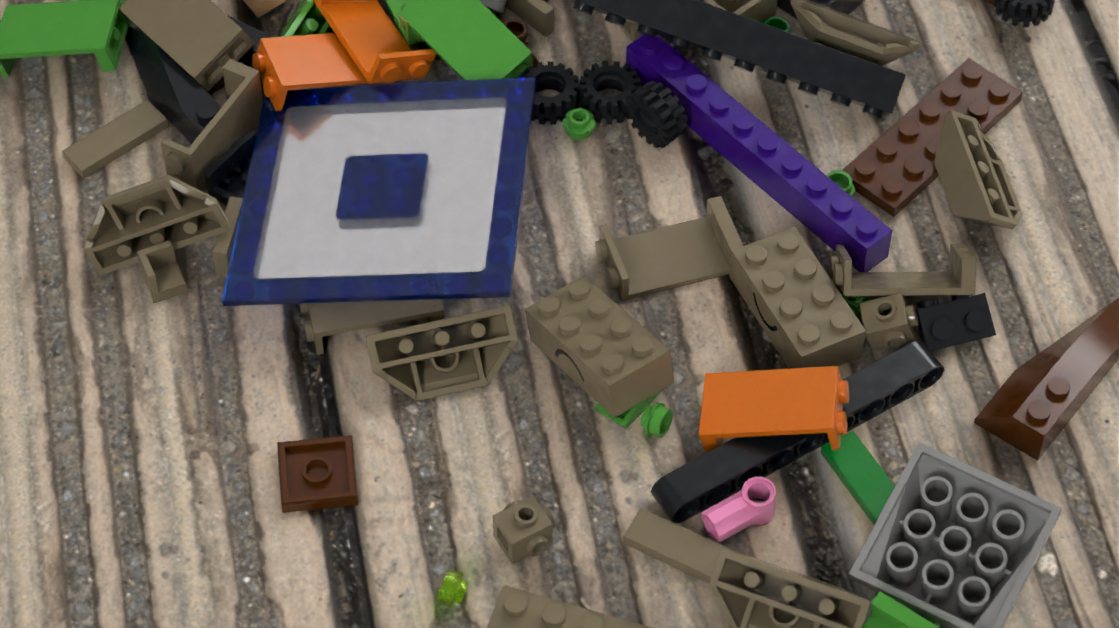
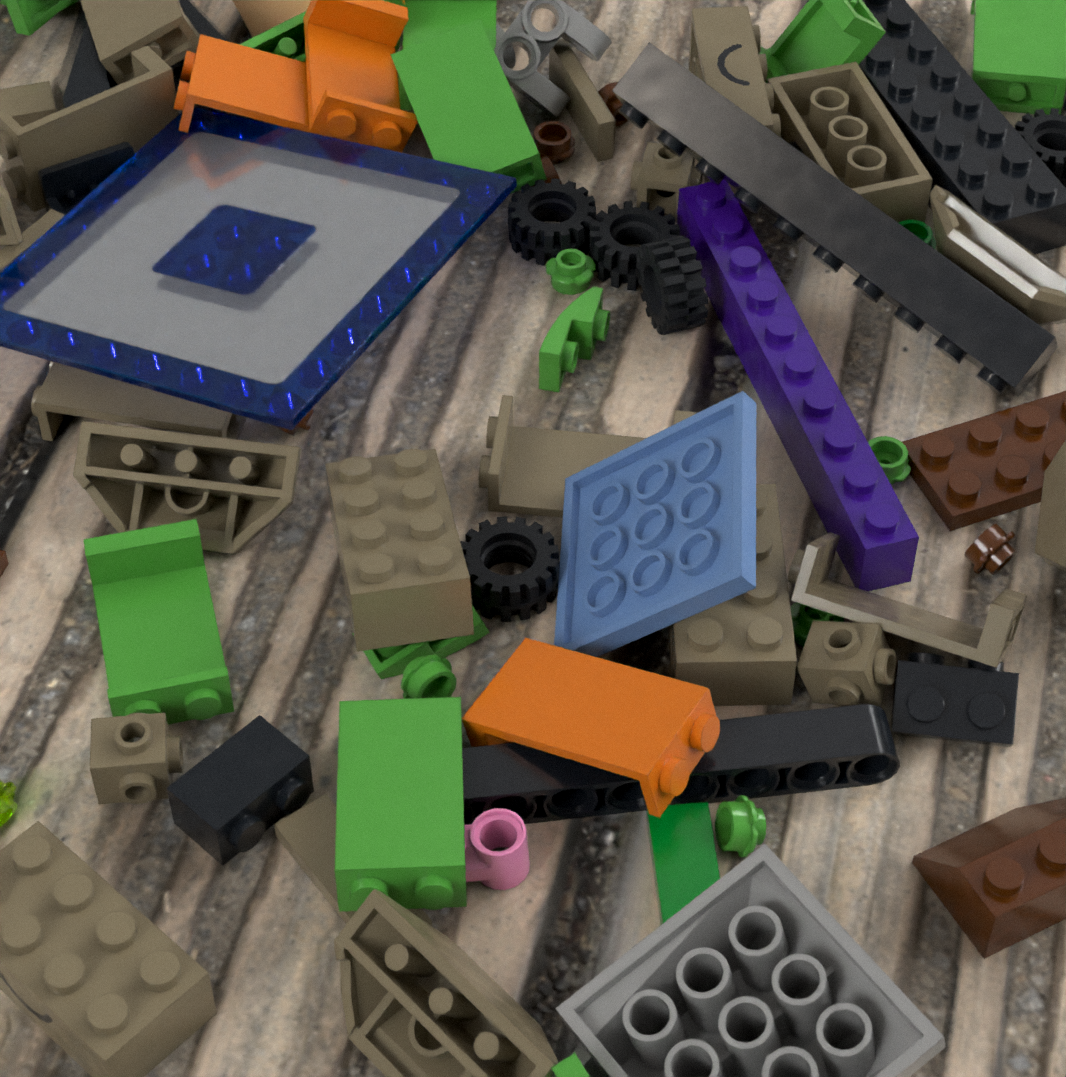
camera: 25 degrees right, 5 degrees down
(476, 447) = (158, 623): none -> bright green panel
(594, 524) = (241, 790): none -> black brick
(606, 41) = (661, 177): none -> dark tan brick
(613, 161) = (572, 337): none -> bright green slope
(673, 319) = (516, 544): none -> black tyre
(694, 493) = (400, 803): none -> bright green panel
(750, 281) = (659, 530): none -> medium blue plate
(877, 437) = (739, 826): none -> bright green plate
(926, 221) = (991, 550): none -> reddish brown plate

